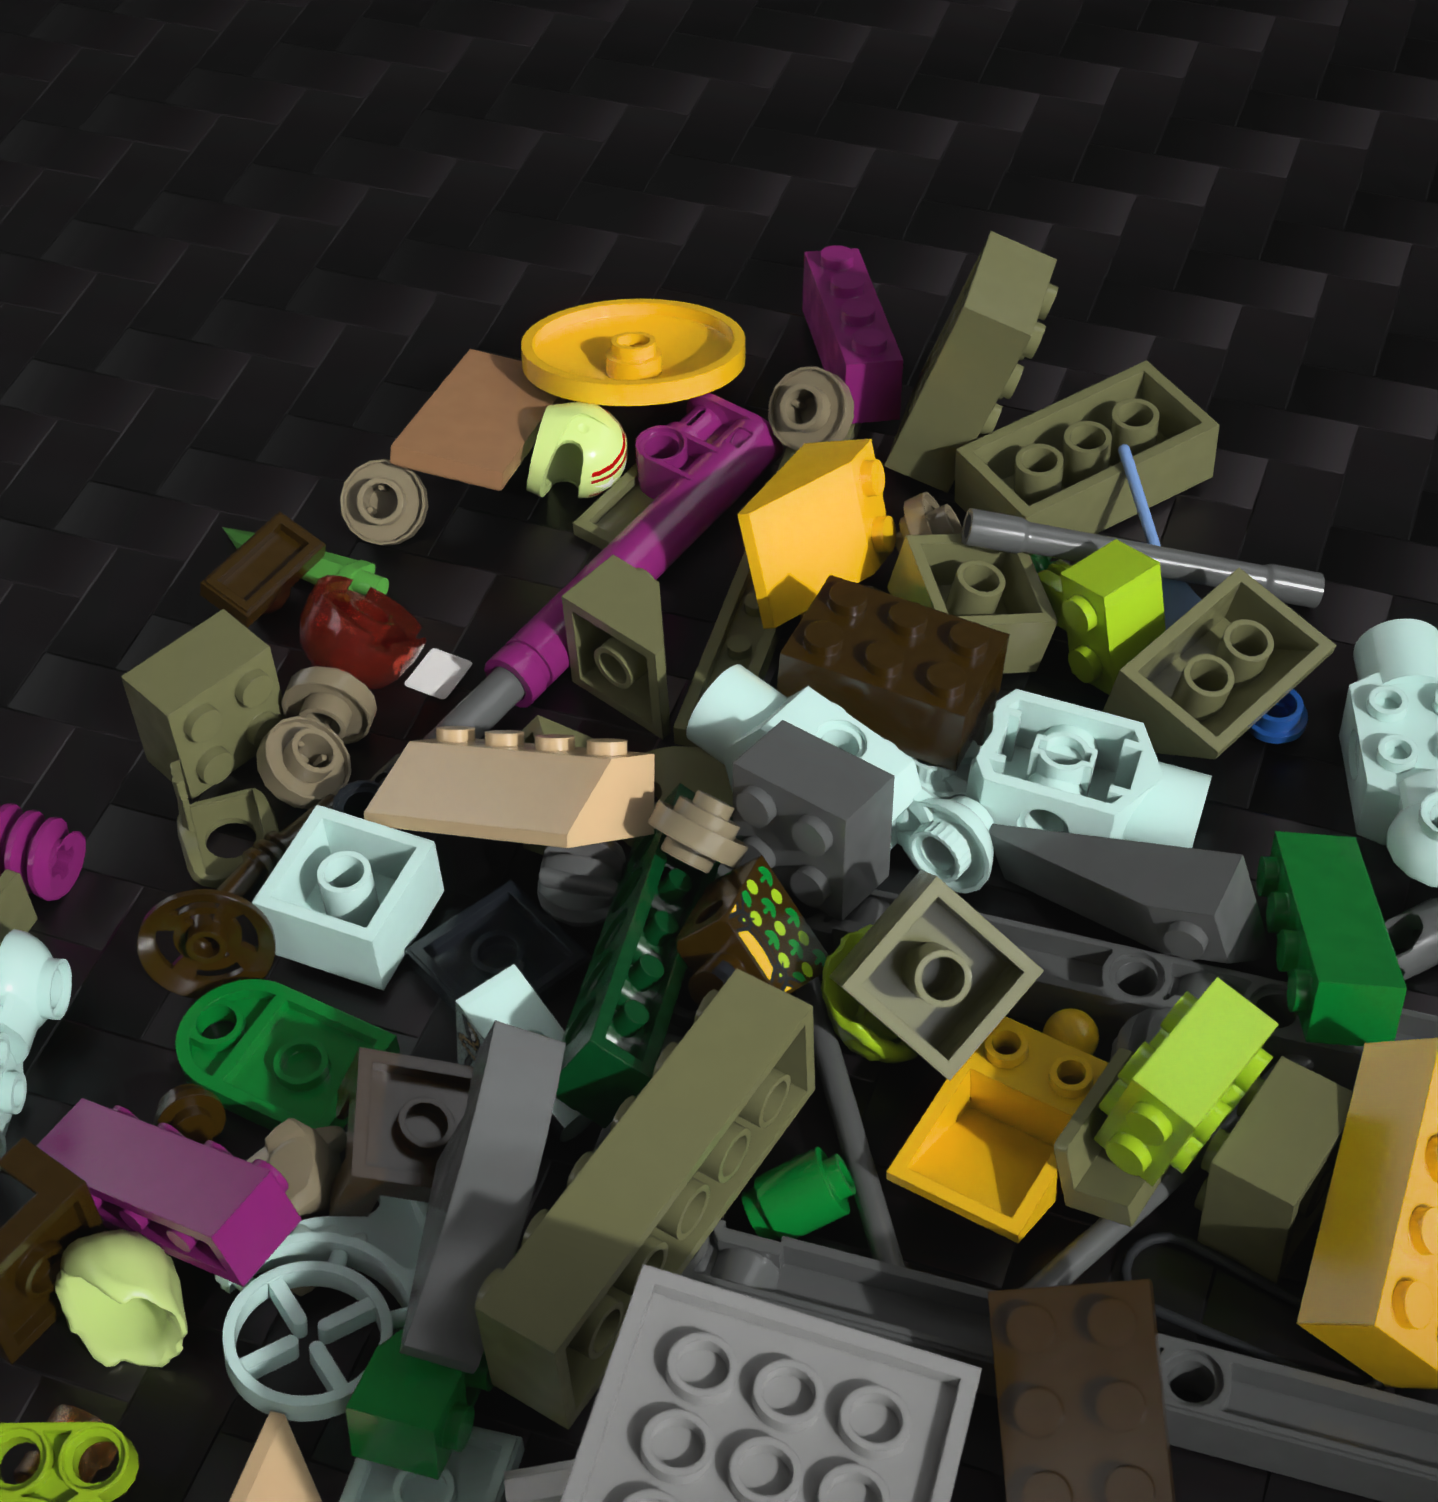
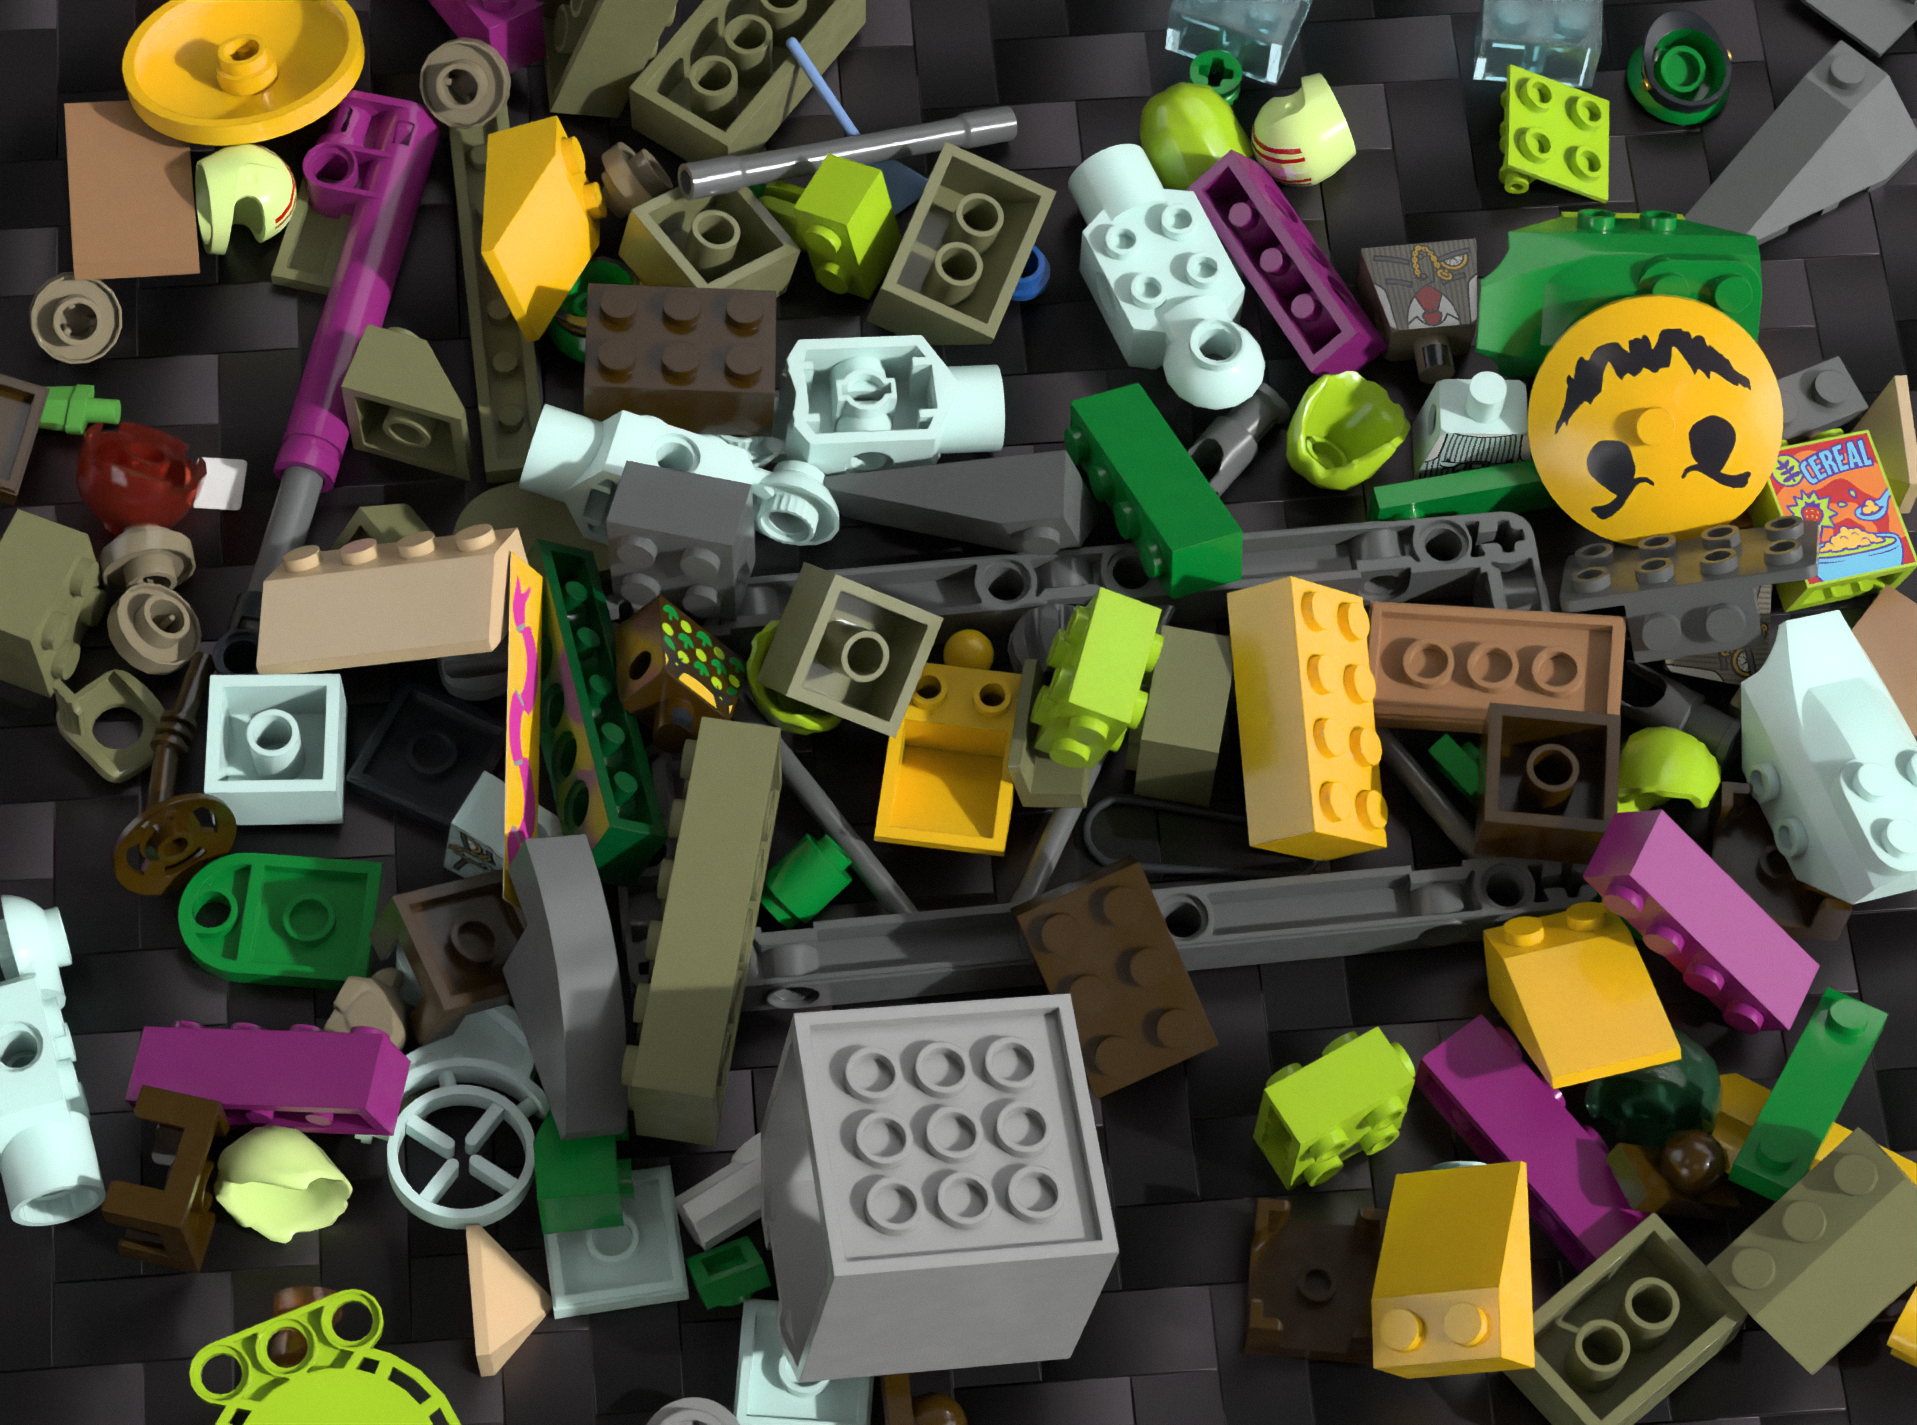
camera: 30 degrees left, 15 degrees up
(193, 1112) = (239, 1001): dark brown plate -> none
(576, 917) = (522, 714): none -> yellow sticker
(699, 831) = (592, 590): dark tan plate -> none

